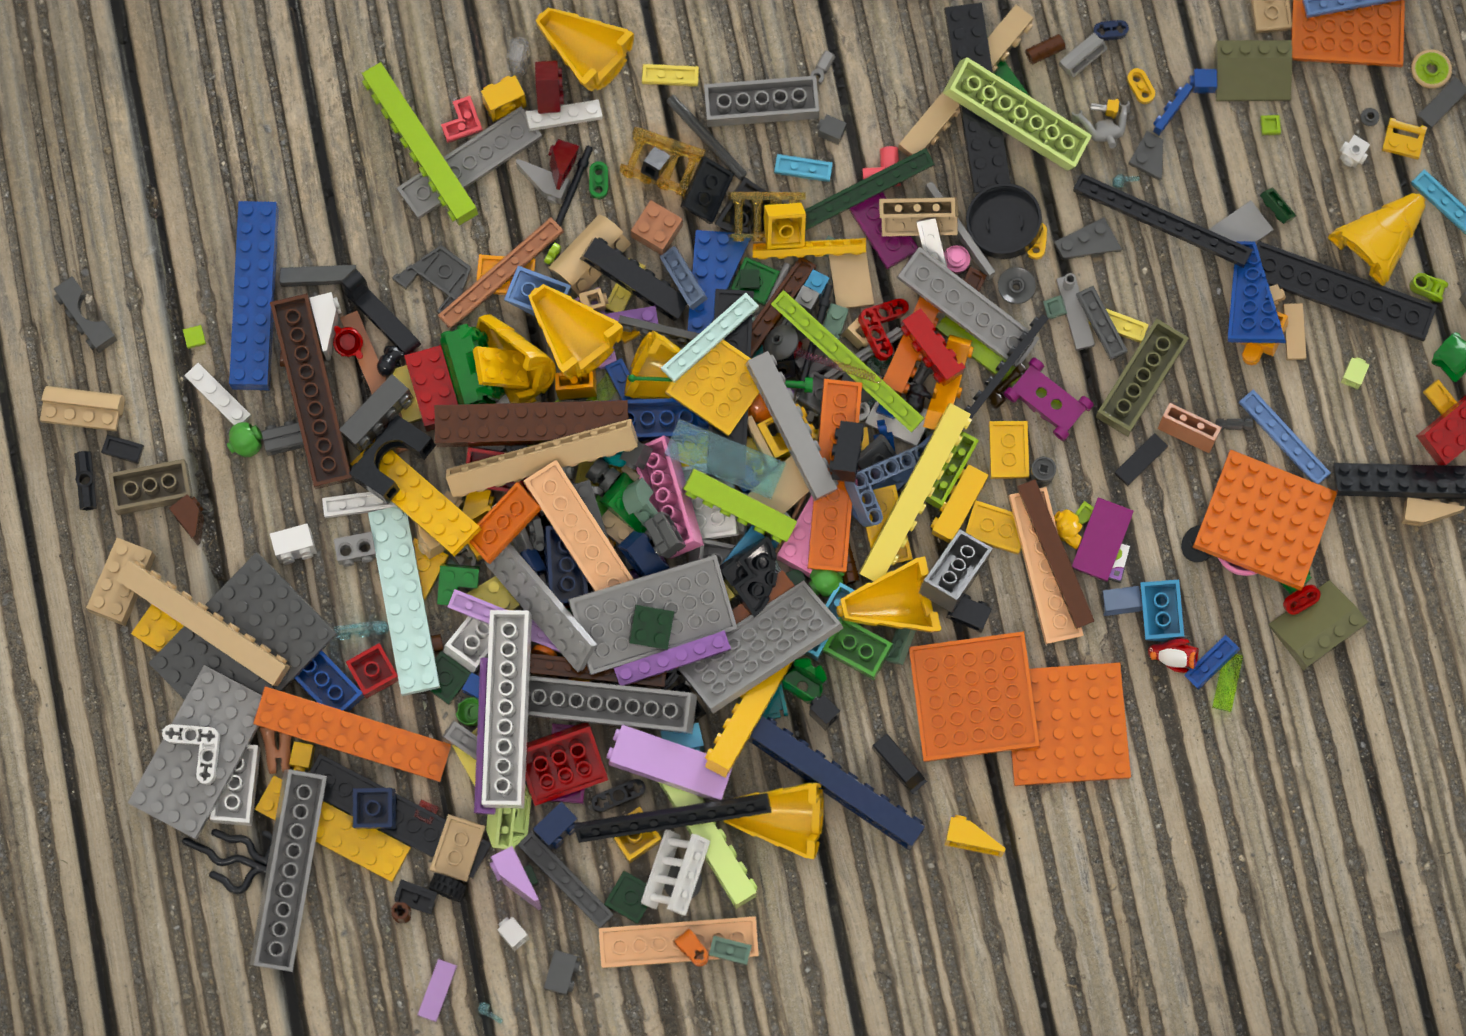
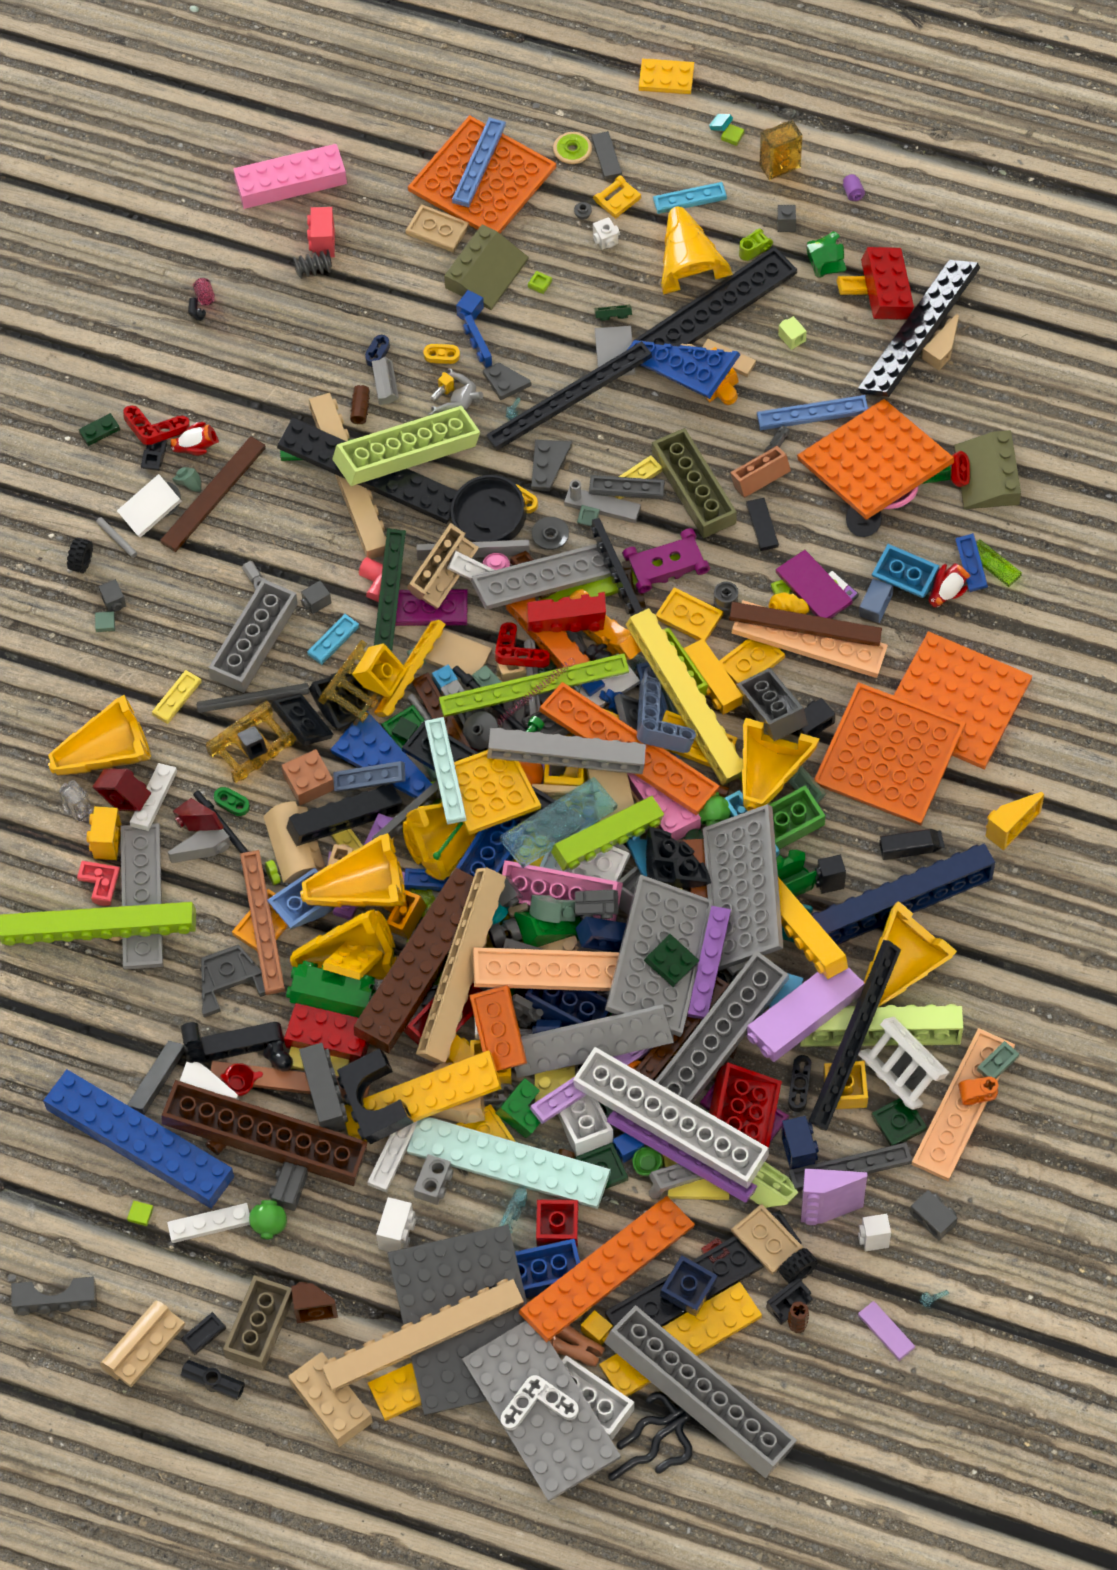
camera: 55 degrees left, 15 degrees down
(846, 451) = (618, 718): black brick -> none

